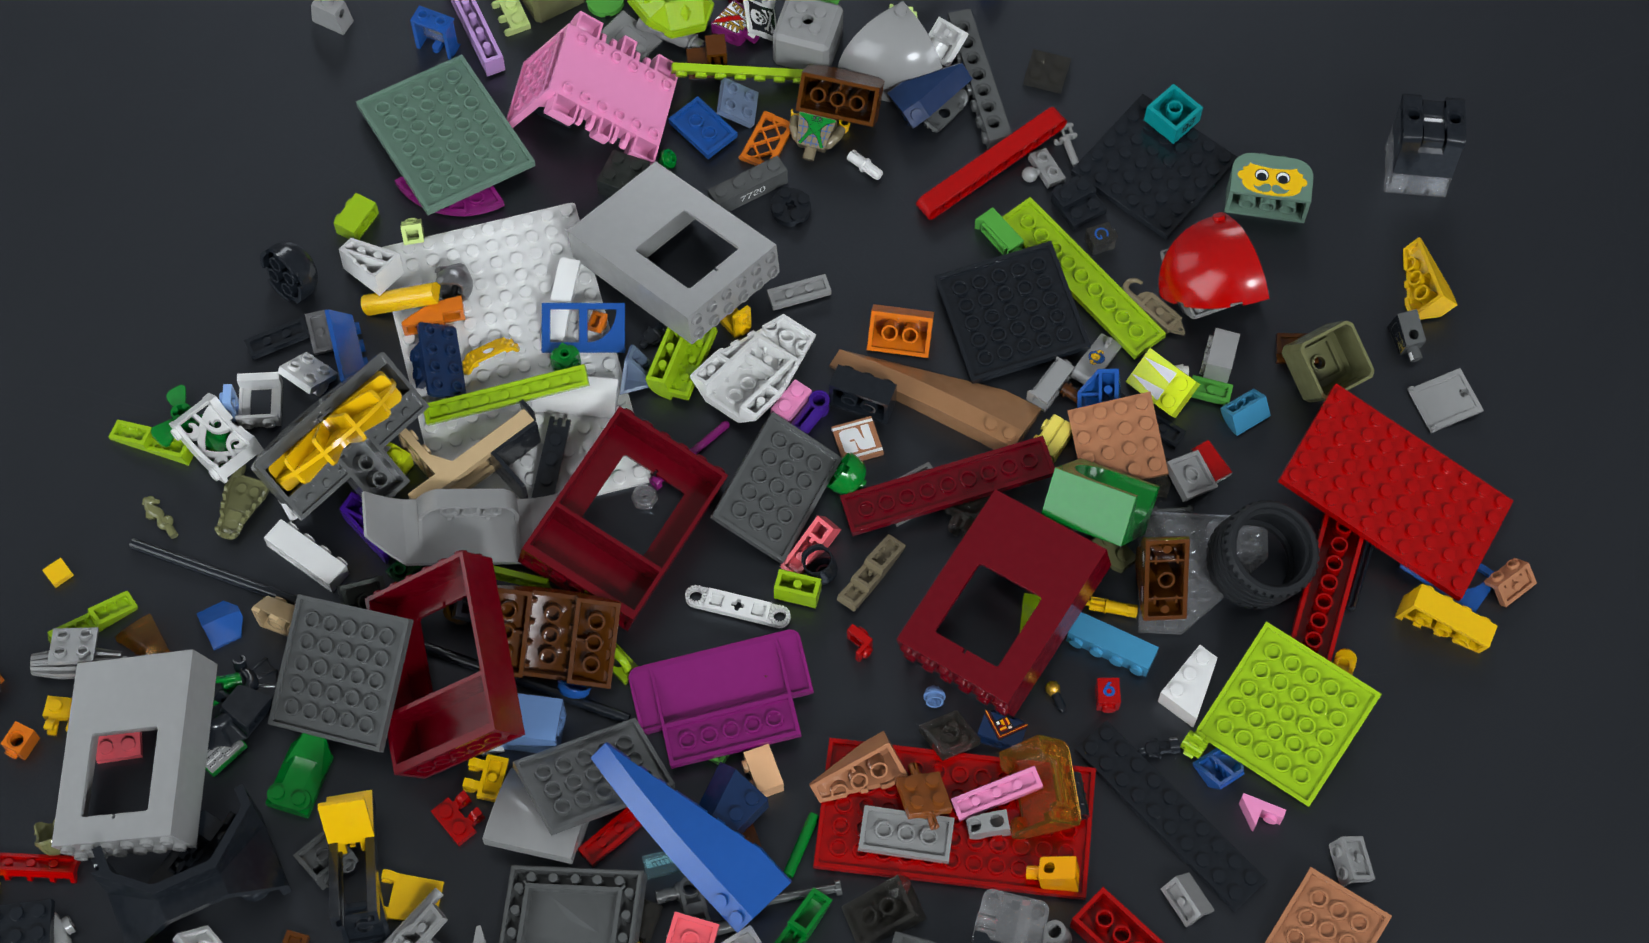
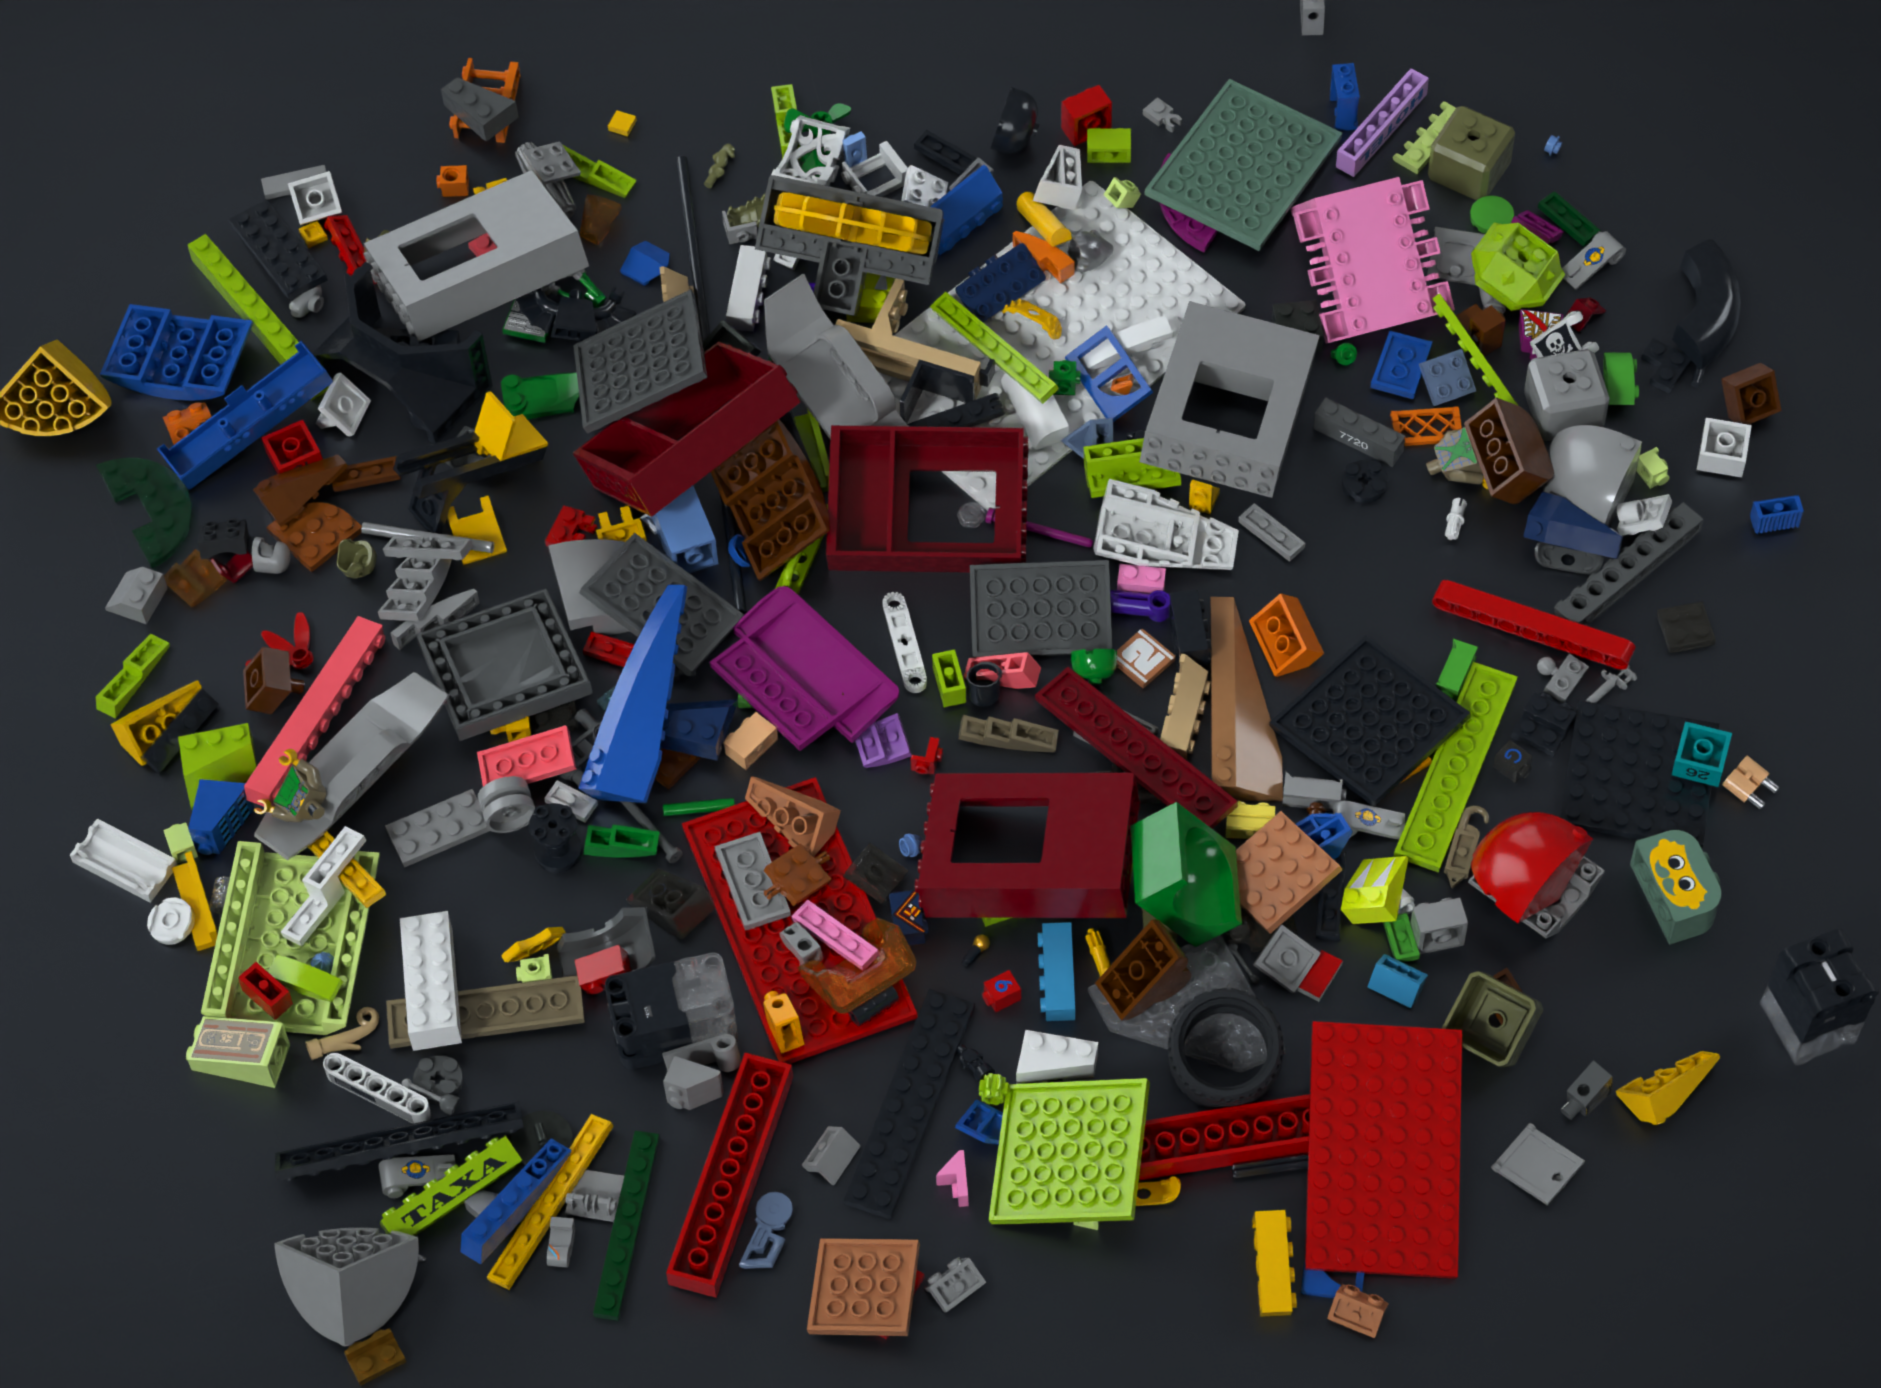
camera: 65 degrees right, 5 degrees down
(247, 534) = (739, 233): none -> light grey bracket
(318, 216) = (1085, 111): none -> red brick
(348, 167) = (1160, 113): none -> light grey plate
(825, 669) = (883, 742): none -> medium lavender slope
(926, 433) = (1185, 707): none -> tan wedge
(1201, 96) = (1748, 778): none -> light nougat piece

